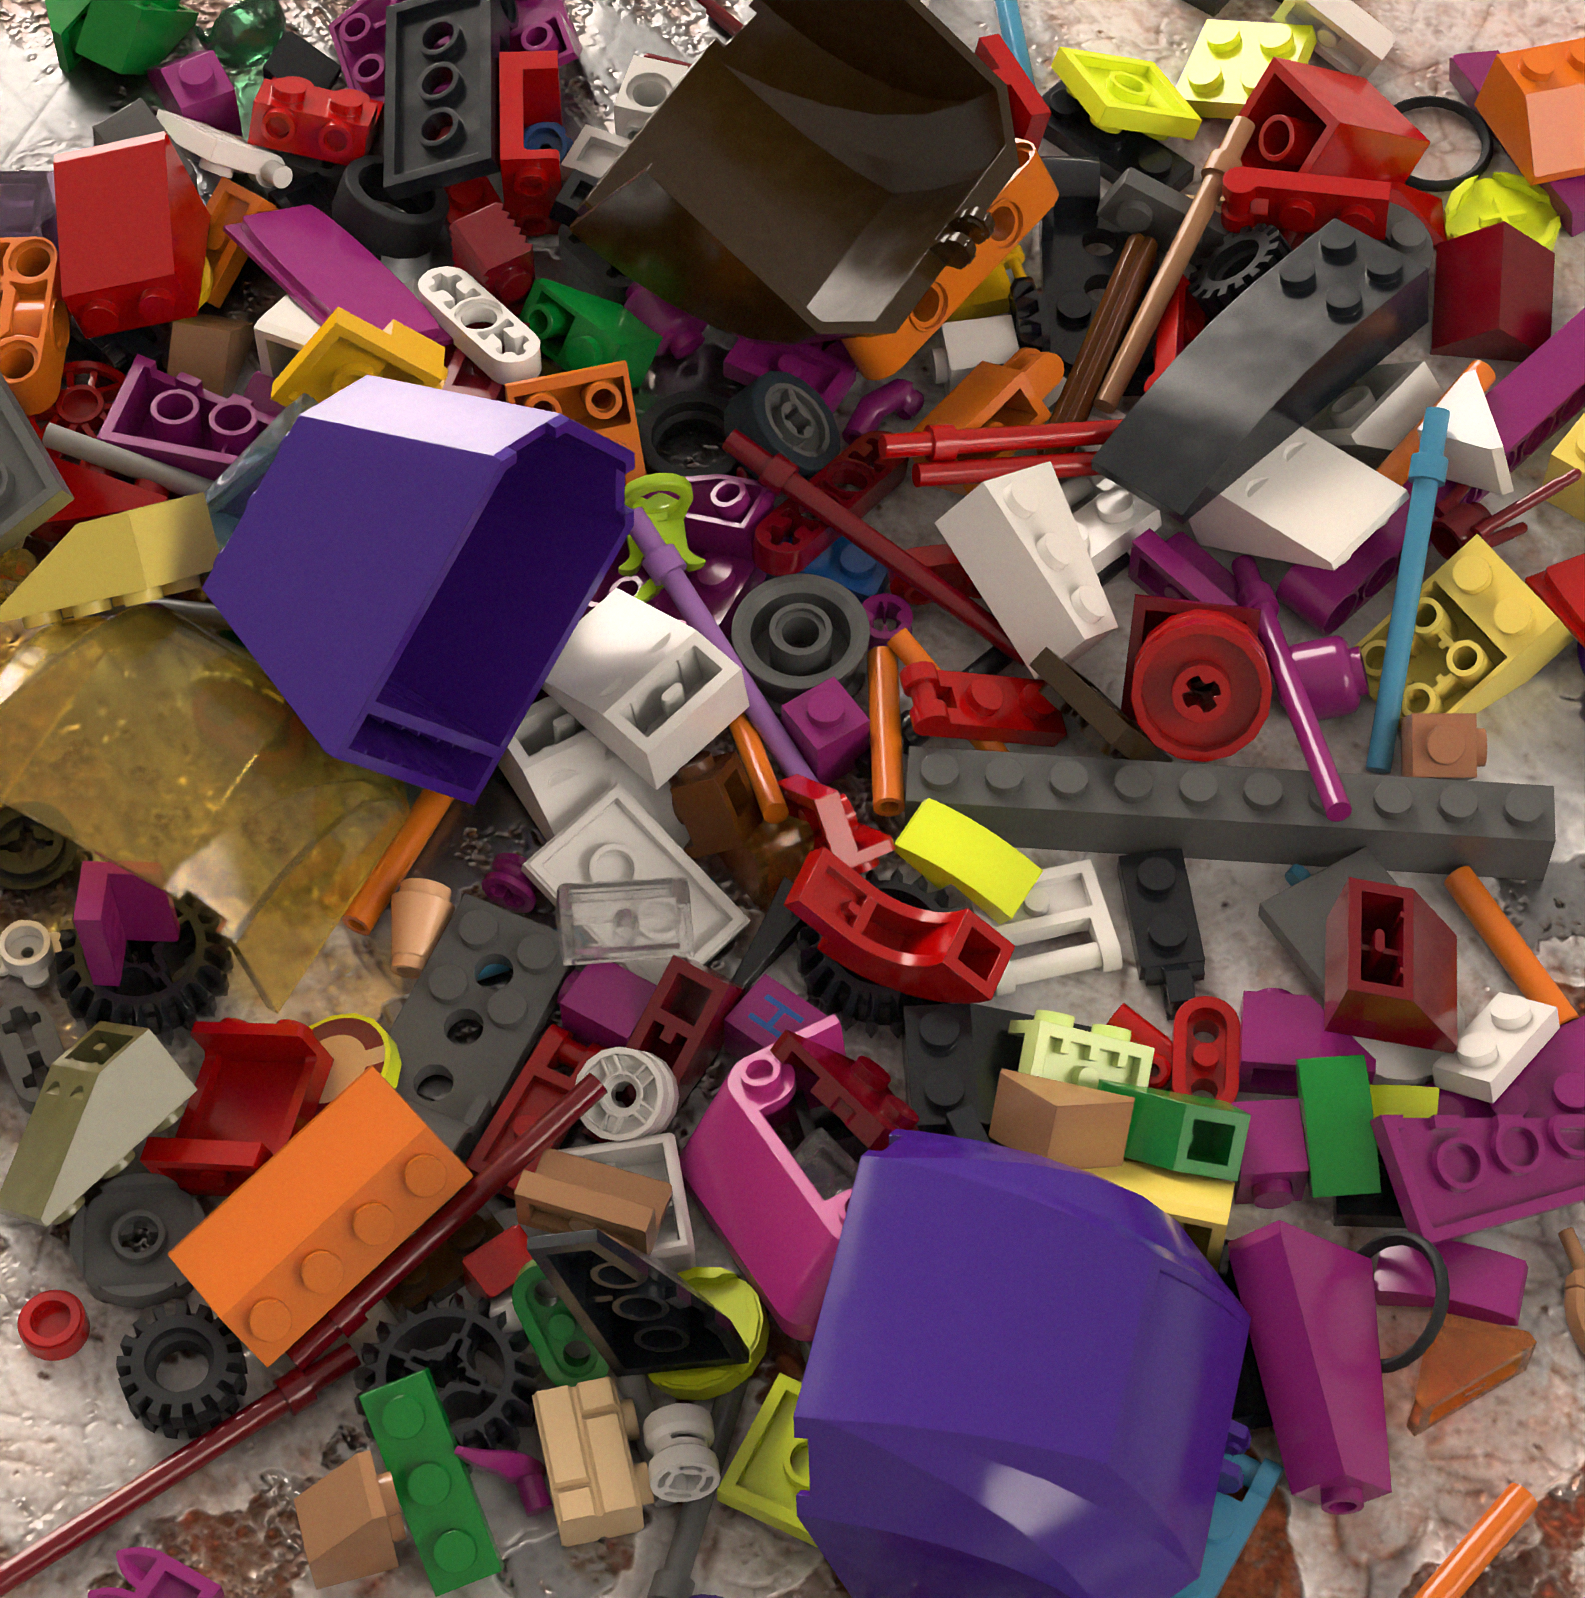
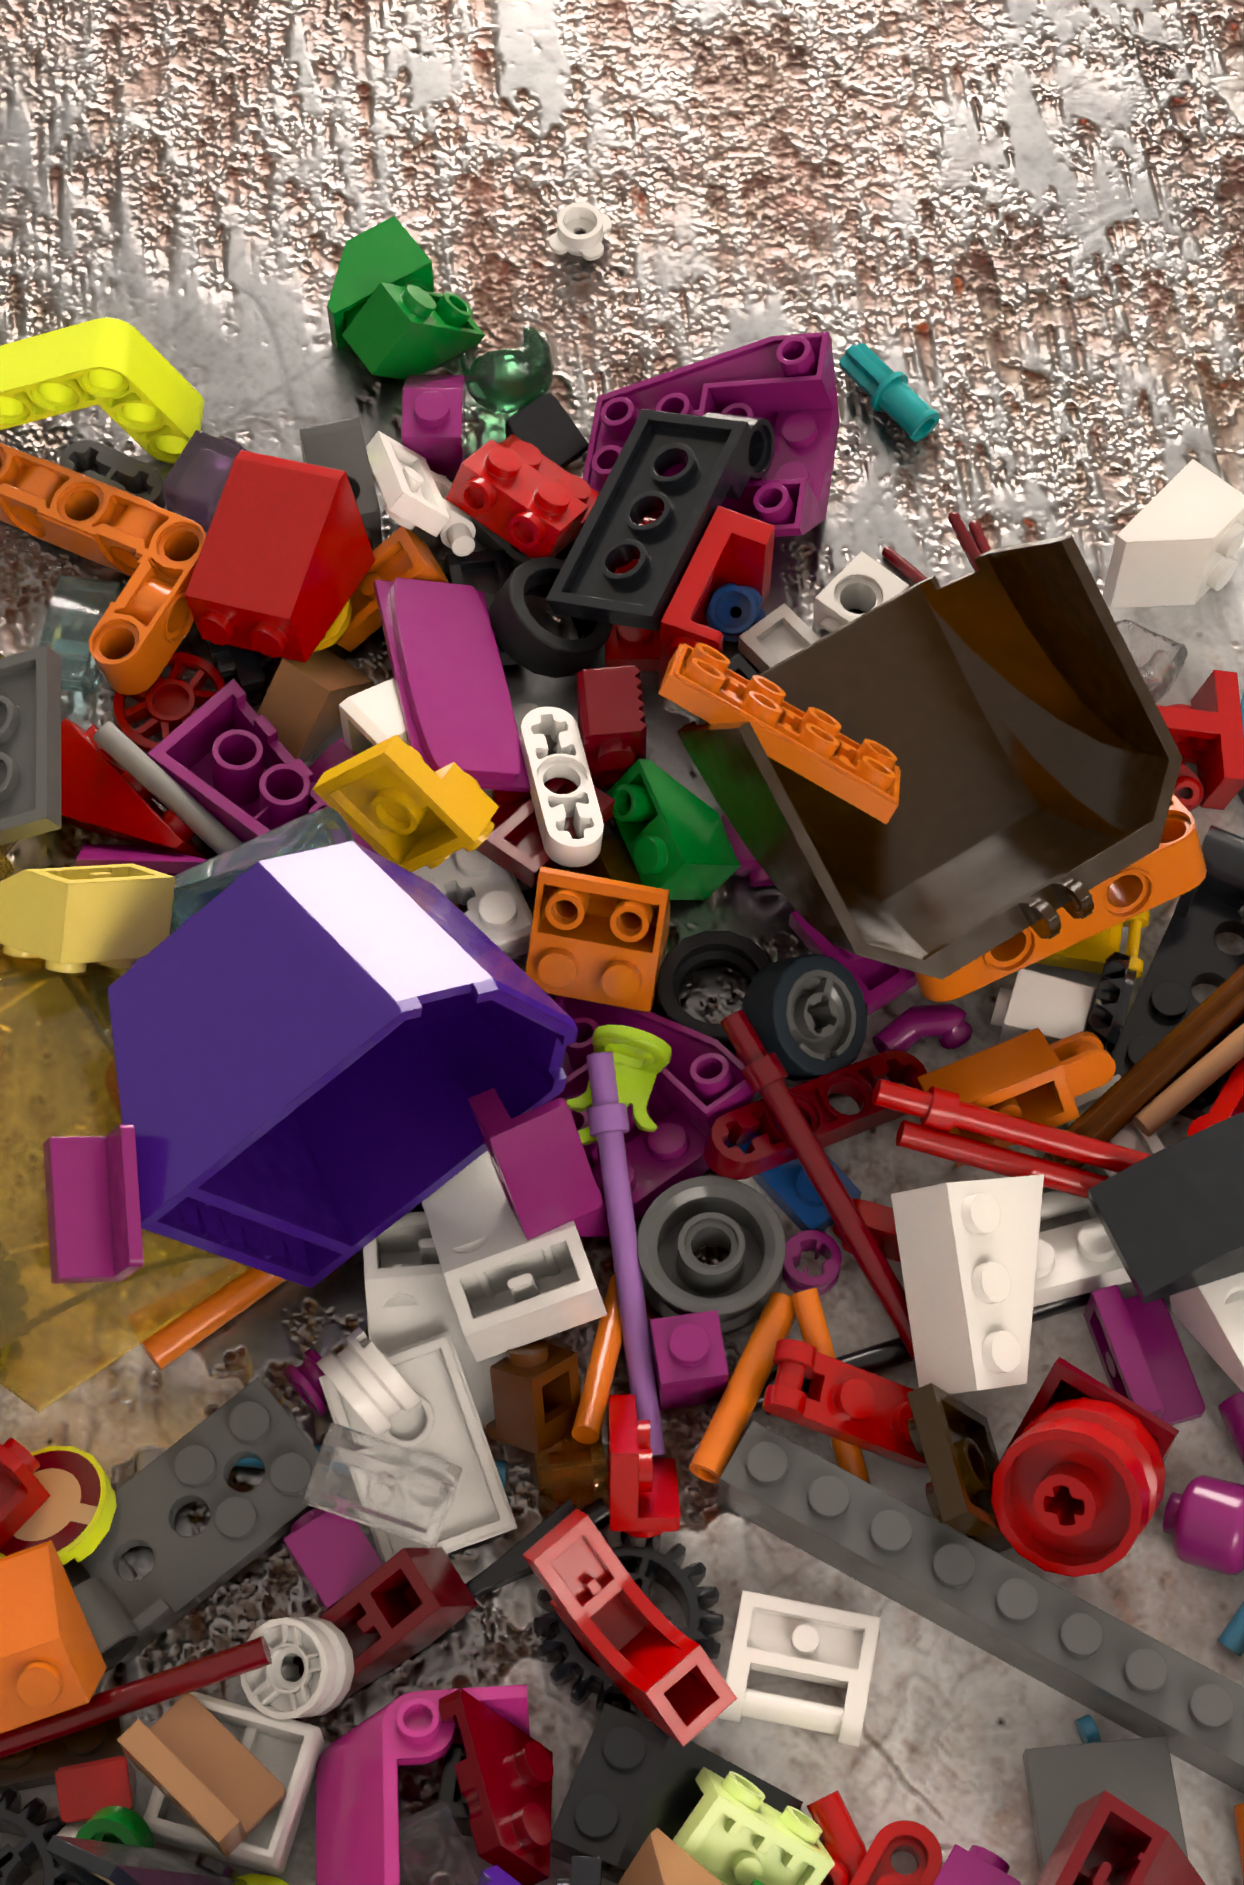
camera: 25 degrees right, 5 degrees up
(288, 760) = (93, 1207): none -> magenta panel
(417, 923) = (203, 1385): light nougat cone -> none
(531, 1097) = (220, 1623): red plate -> none
(575, 837) = (368, 1382): none -> white wheel
(641, 585) = (537, 1162): none -> magenta panel
(739, 205) = (798, 740): none -> orange tile
(764, 1016) = (478, 1651): magenta brick -> none
(963, 853) = (750, 1569): neon yellow slope -> none
(1162, 924) = (923, 1719): black hinge -> none
(1260, 595) = (1193, 1417): magenta bar -> none

